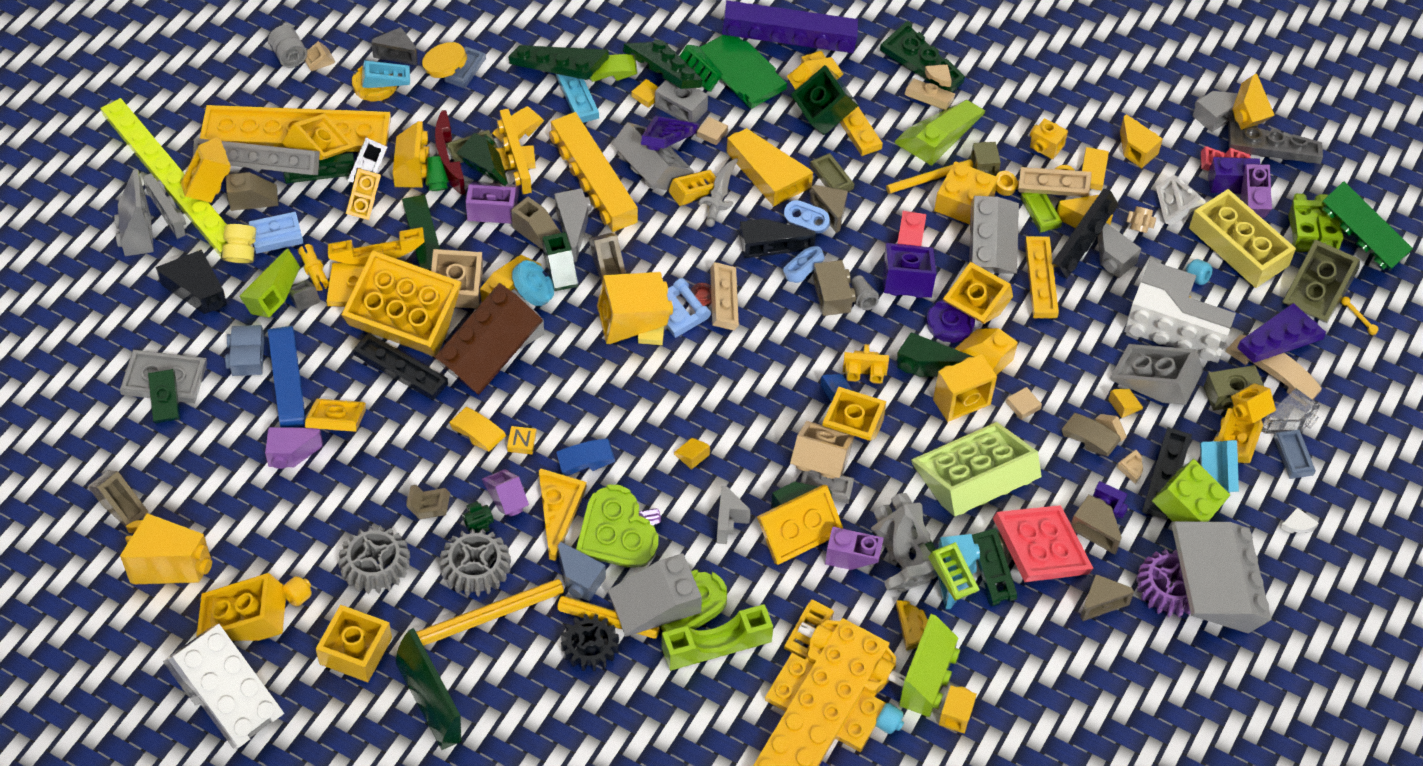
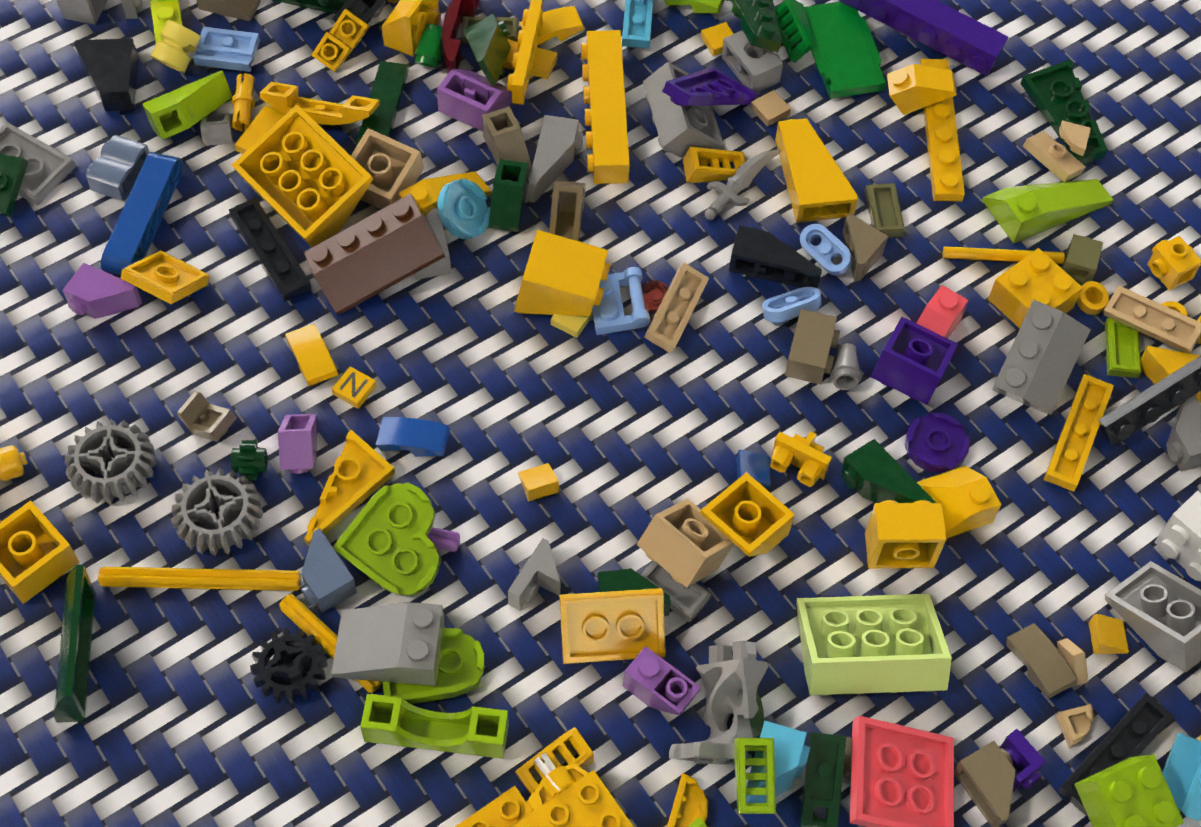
camera: 25 degrees right, 5 degrees up
(824, 100) = (917, 117): dark green brick -> none
(979, 294) = (985, 424): yellow slope -> none
(1023, 403) = (975, 584): tan tile -> none

